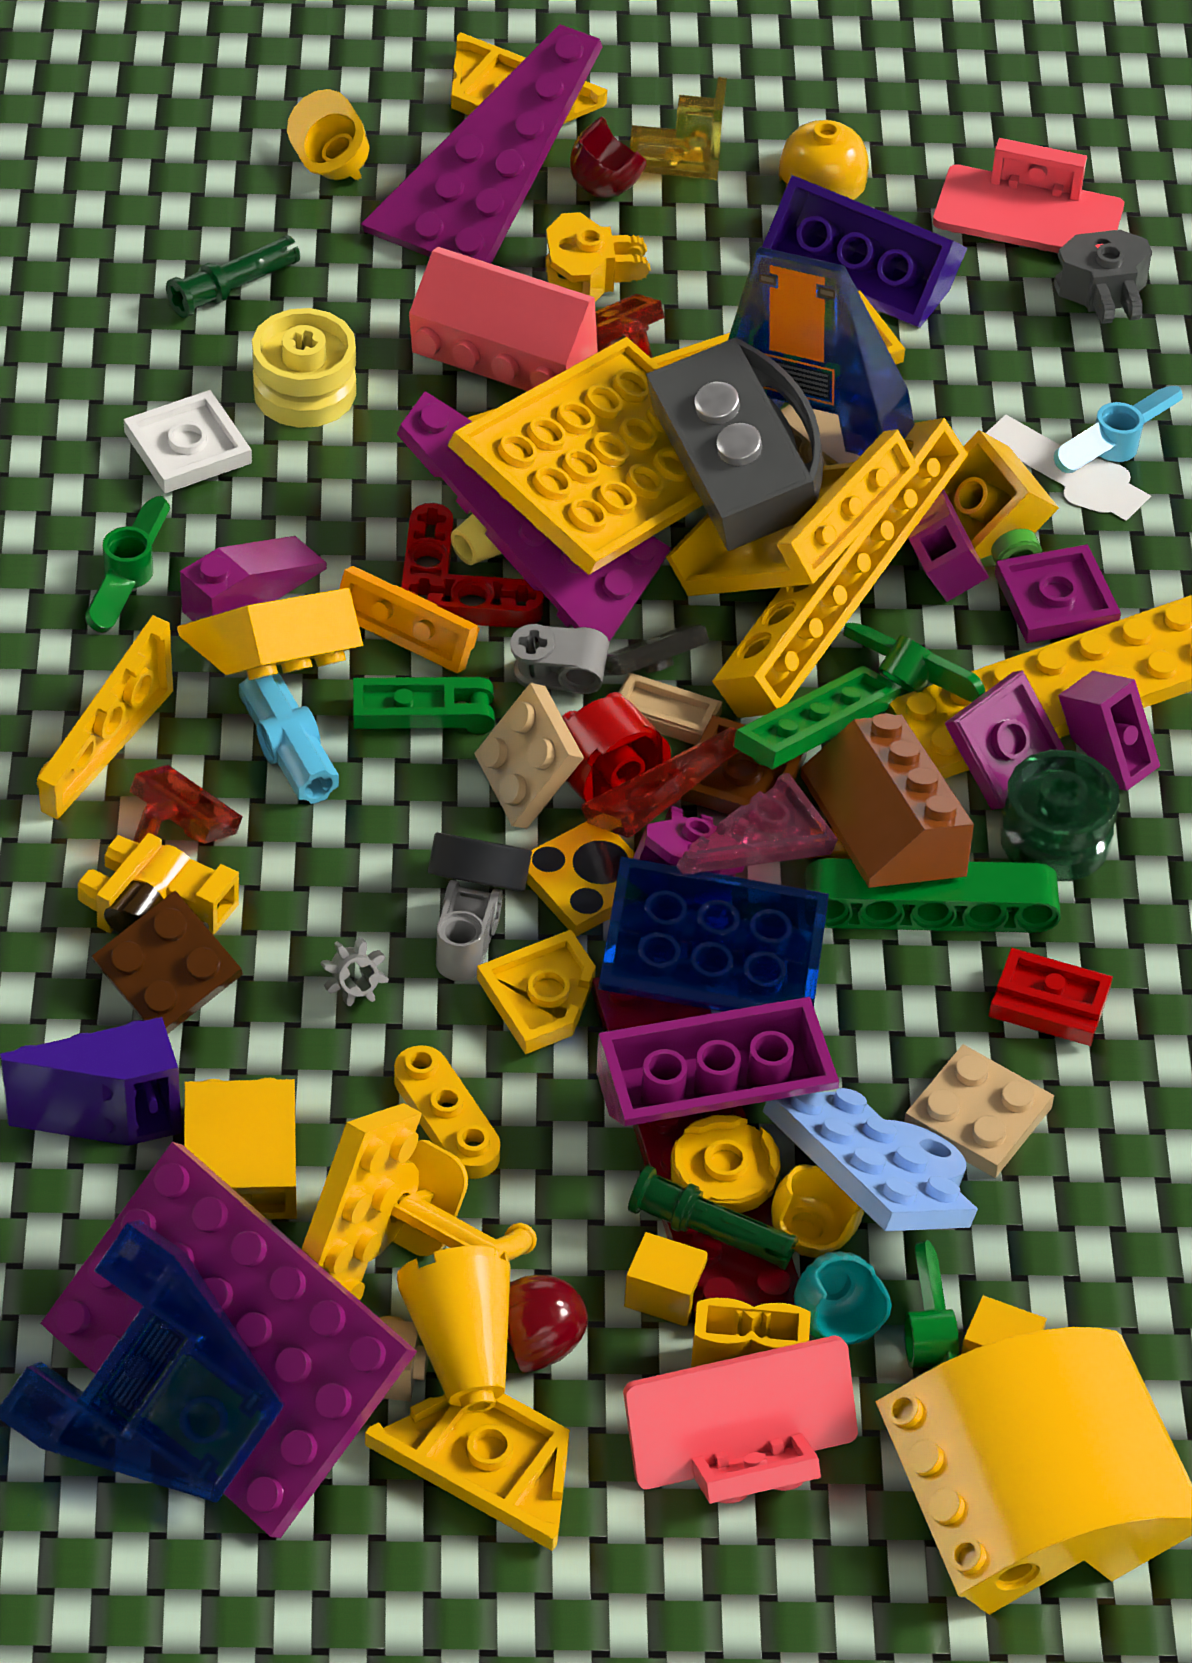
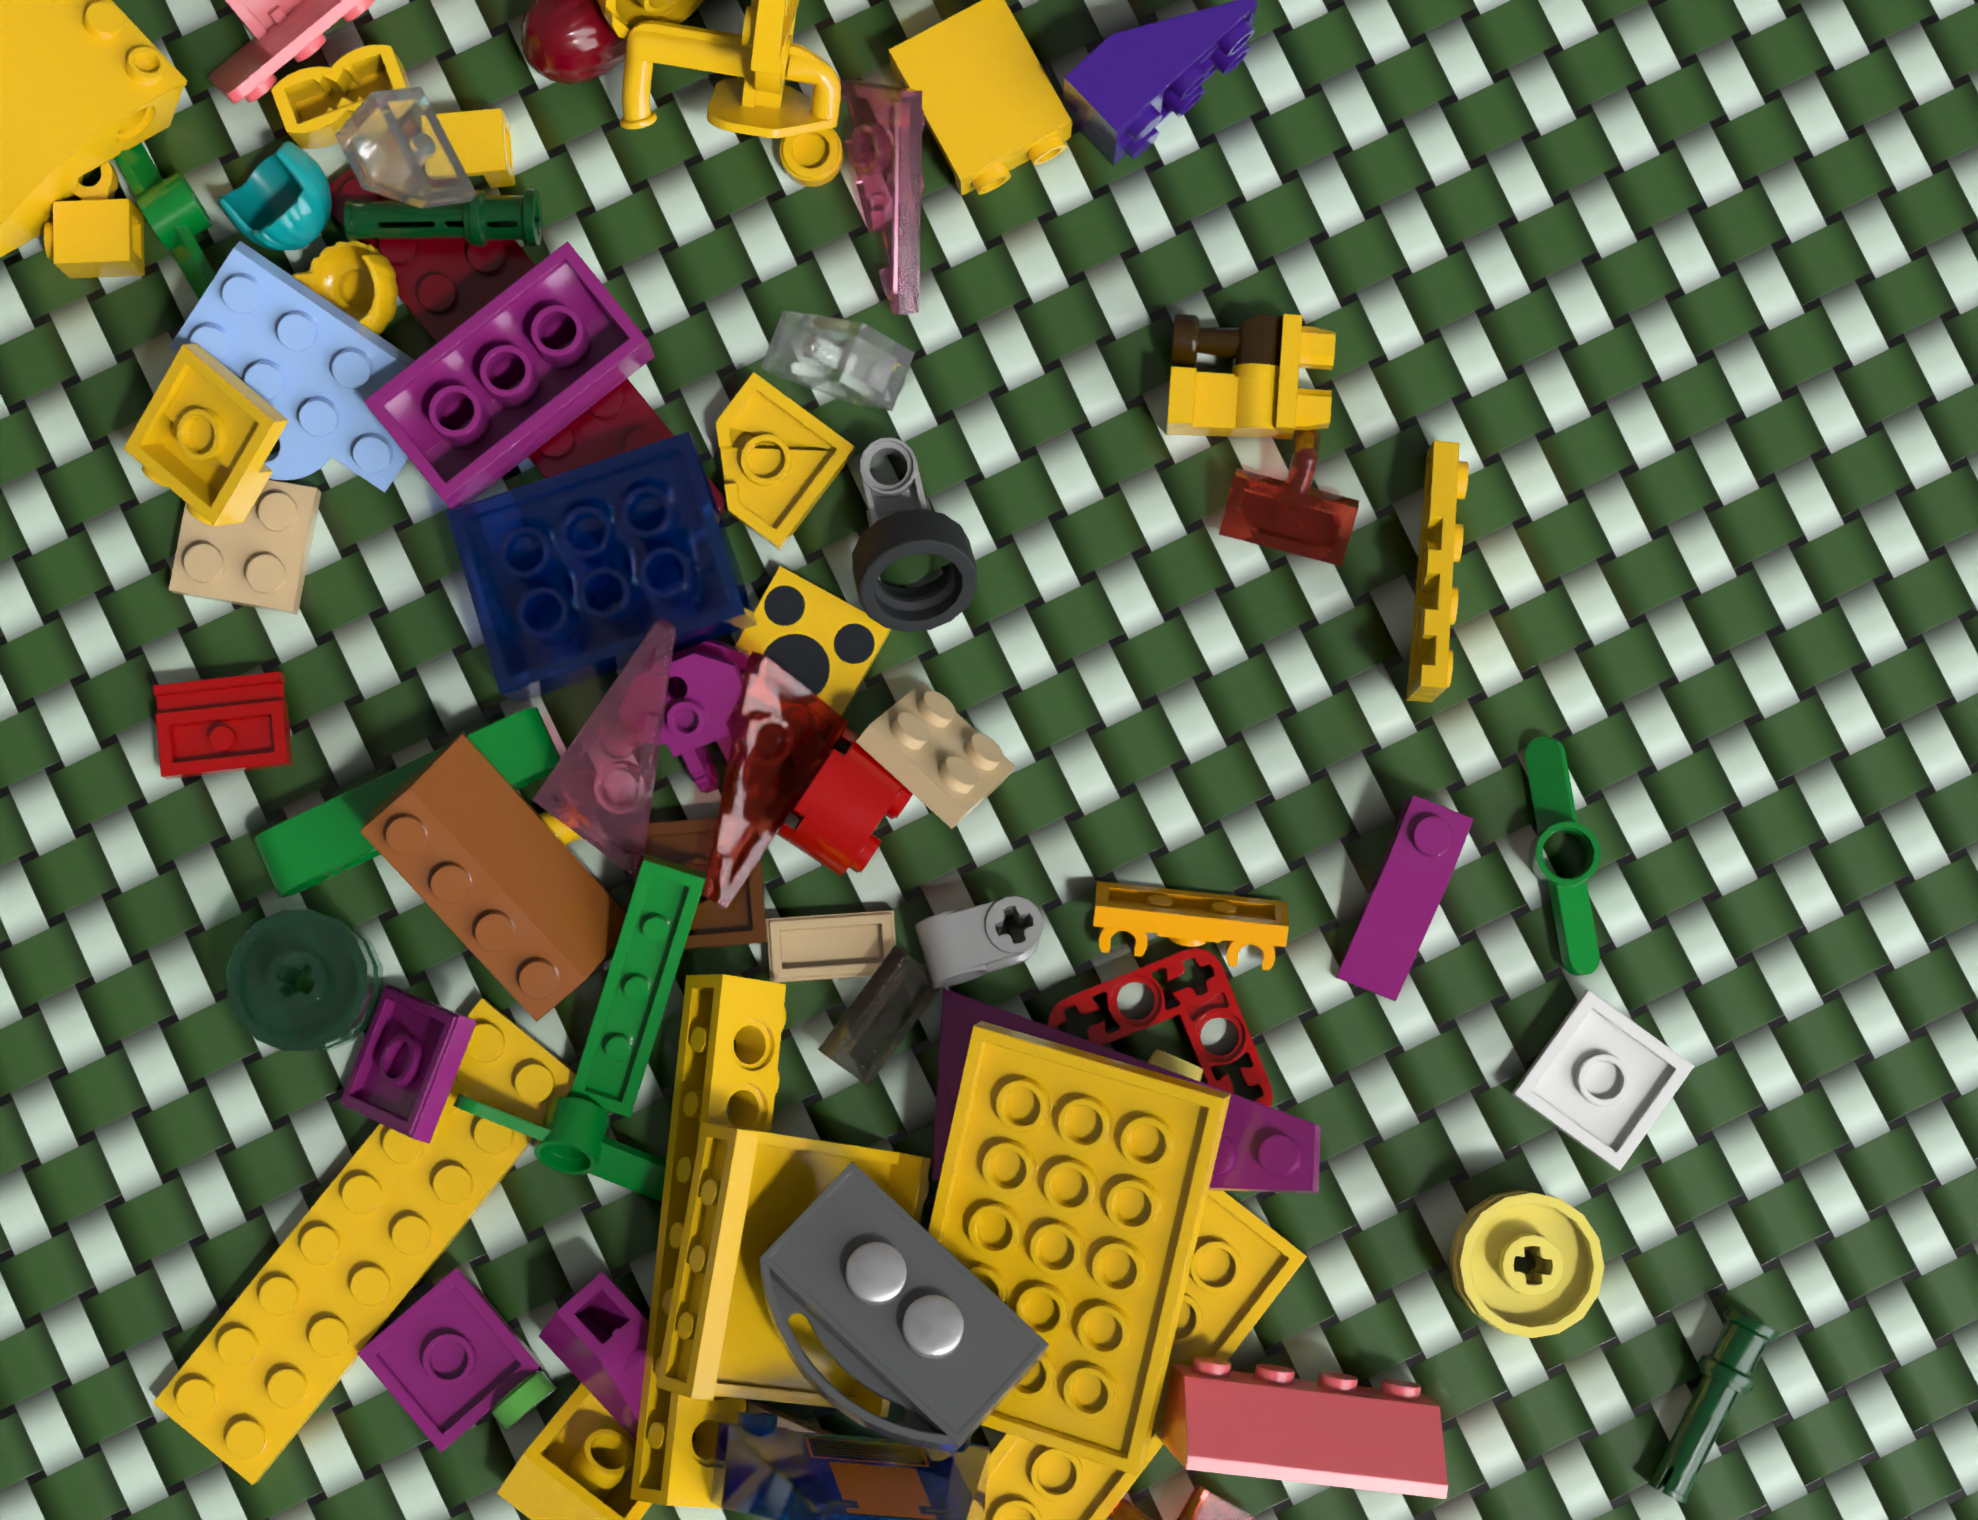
camera: 160 degrees right, 35 degrees up
(167, 963) = (1180, 276): reddish brown plate -> none
(278, 633) = (1316, 780): yellow slope -> none
(289, 737) = (1231, 675): medium azure piece -> none
(350, 1098) = (890, 179): none -> clear pink wing
(368, 970) = (980, 373): light grey gear -> none
(424, 703) = (1109, 802): green plate -> none
(447, 1126) = (815, 286): yellow plate -> none
(456, 1021) = (839, 359): none -> clear slope
(722, 1247) = (404, 151): none -> clear slope
(727, 1161) = (453, 287): yellow tile -> none
(975, 1131) = (207, 438): none -> yellow plate
(1111, 726) = (300, 1148): magenta slope -> none

